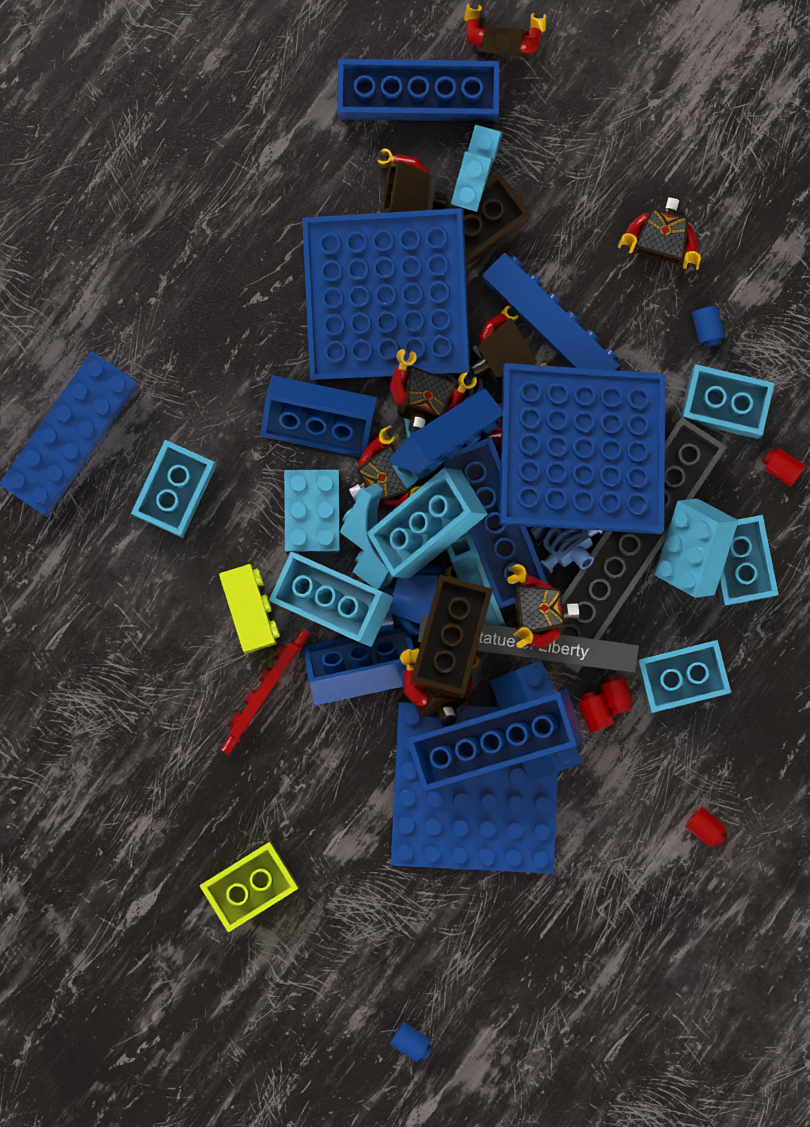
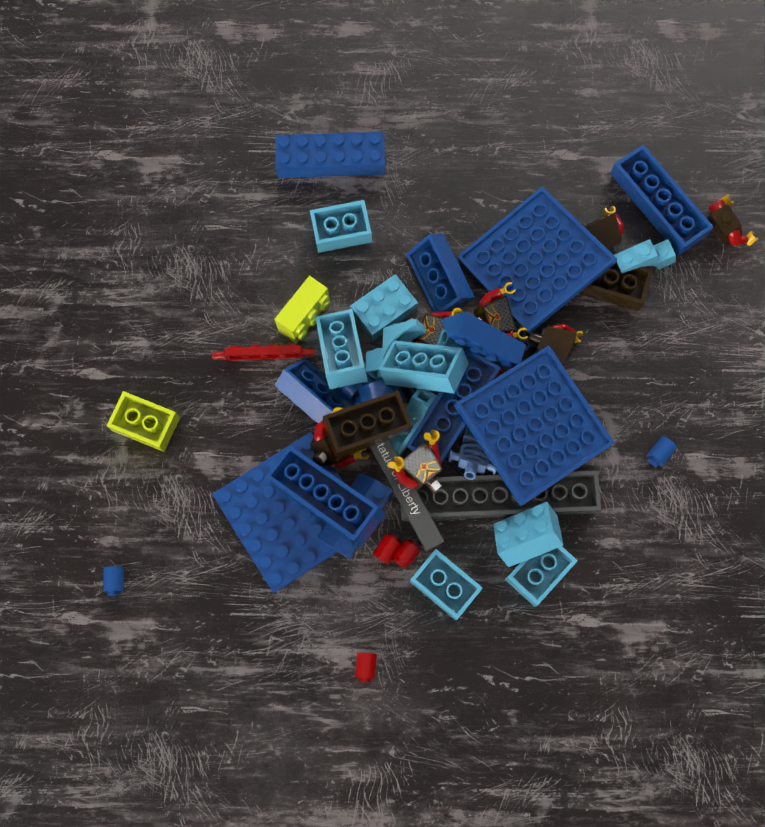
camera: 60 degrees right, 10 degrees down
(546, 317) = (593, 355): blue brick -> none
(663, 235) = (691, 388): torso -> none
(727, 401) = (627, 493): medium azure brick -> none
(783, 466) = (615, 554): red brick -> none

